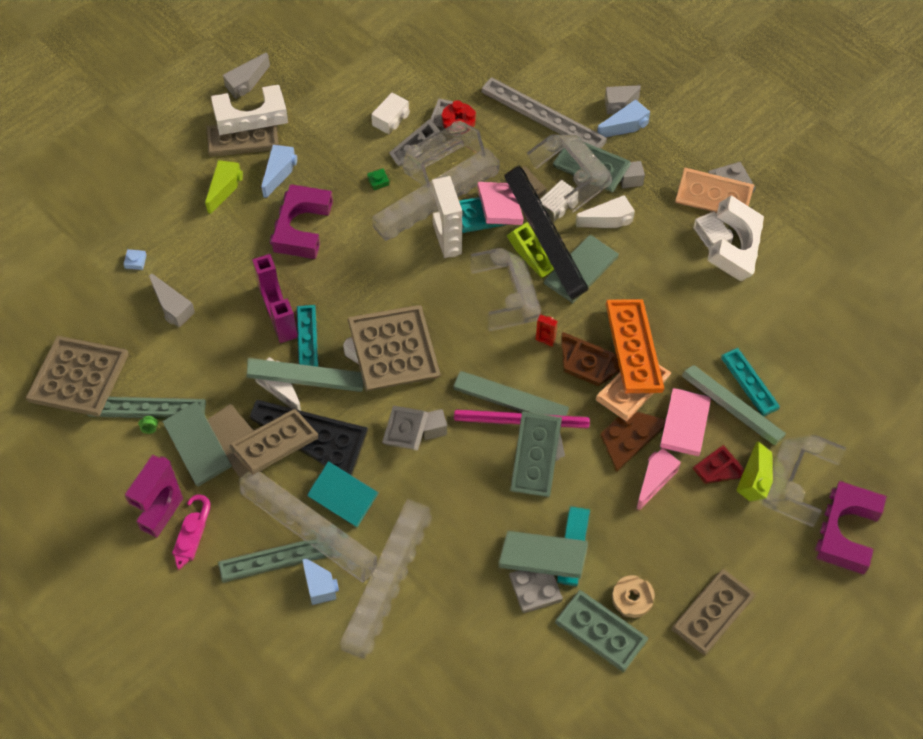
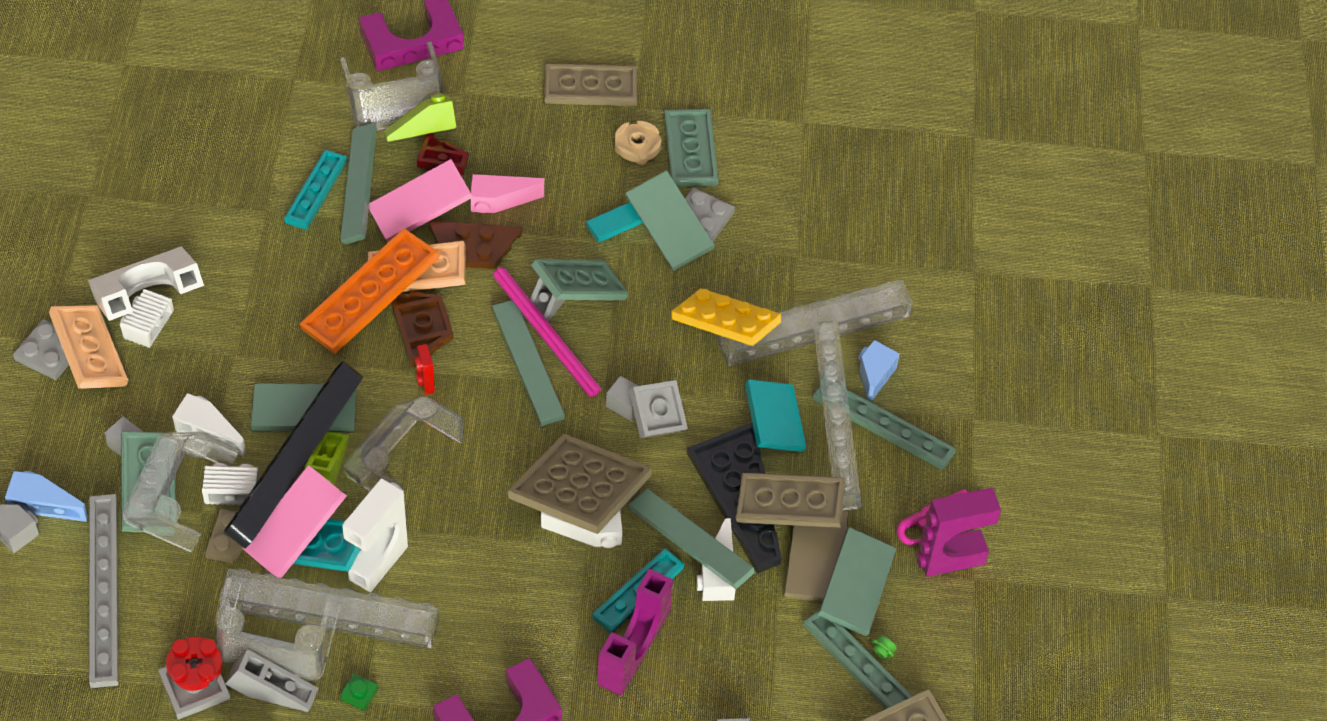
camera: 135 degrees left, 5 degrees down
(433, 518) = (726, 316): none -> yellow plate

